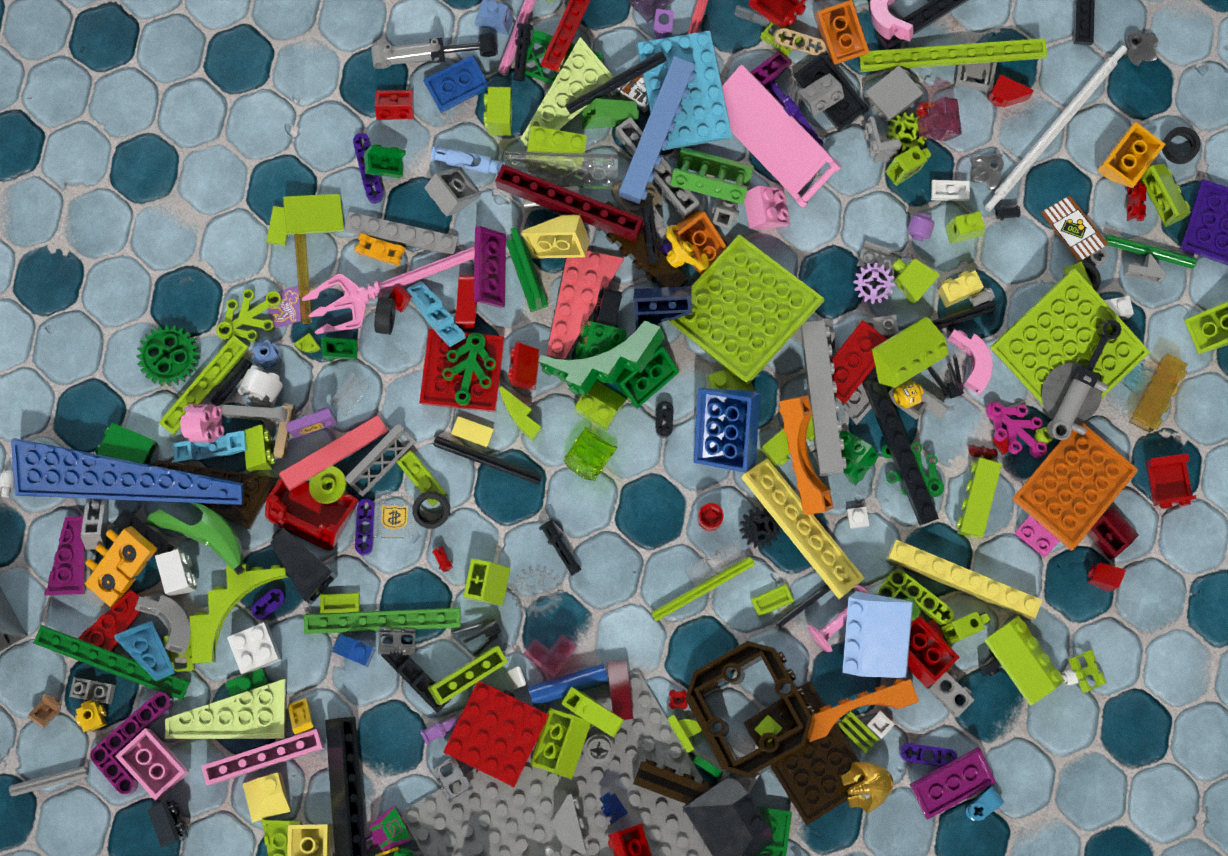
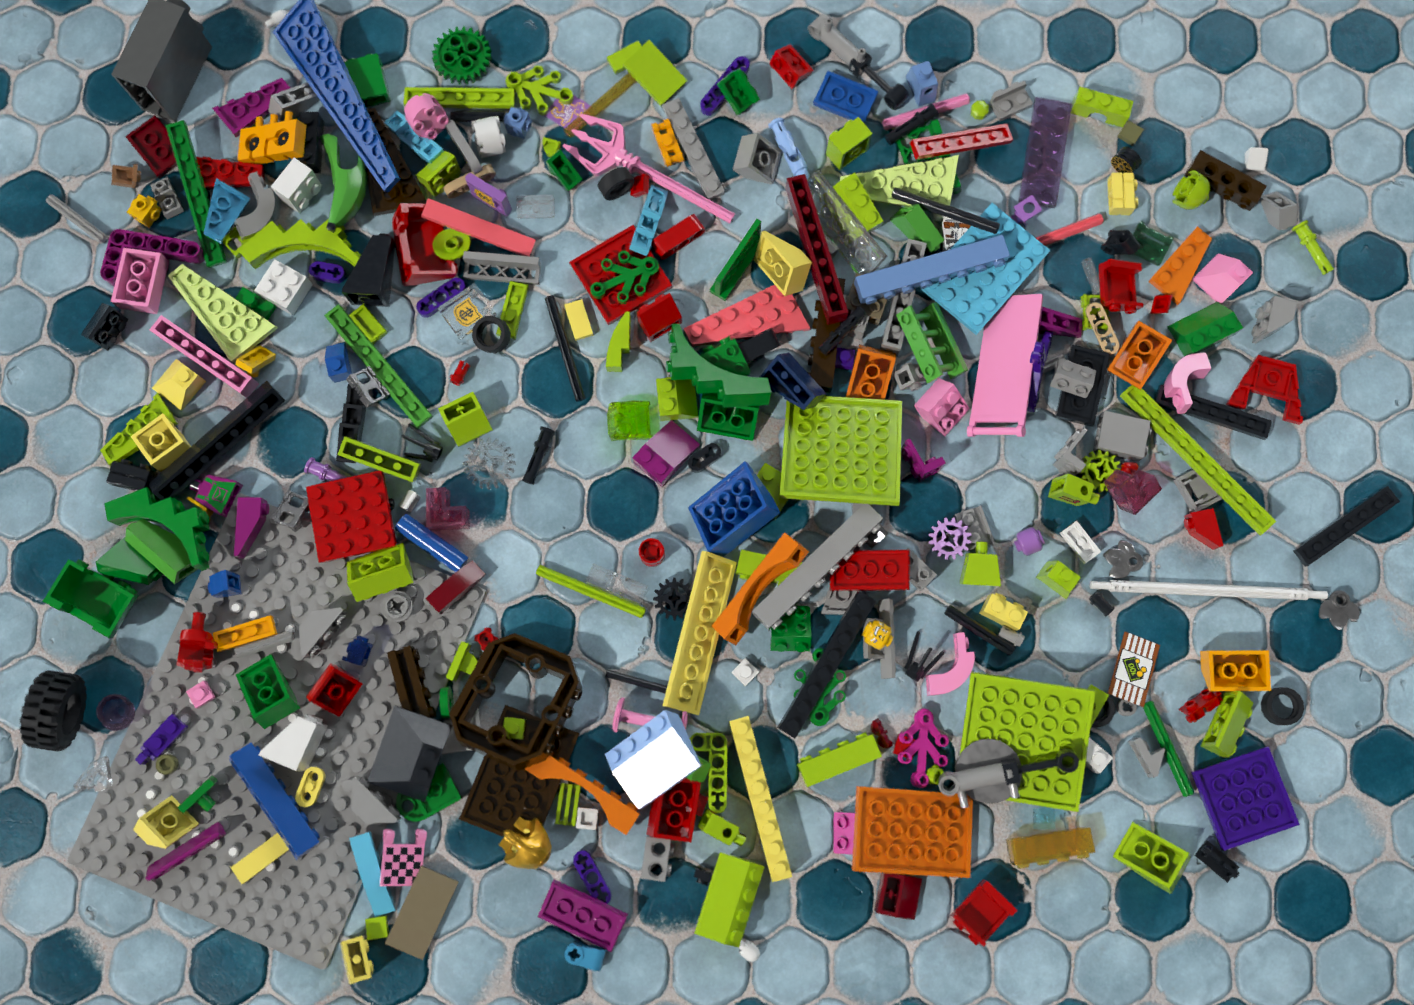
camera: 55 degrees right, 0 degrees up
(36, 667) = (154, 146): none -> dark red tile
(433, 815) = (249, 521): none -> magenta slope
(489, 267) = (717, 231): magenta piece -> none
(592, 711) = (420, 575): lime slope -> none
(637, 446) = (665, 453): none -> magenta slope
(683, 252) = (849, 365): yellow piece -> none
(772, 600) = (623, 654): lime tile -> none
(800, 263) = (918, 468): none -> magenta bracket
(909, 353) = (912, 608): lime slope -> none
(1090, 669) = (768, 963): lime piece -> none
(1105, 576) = (855, 916): red slope -> none

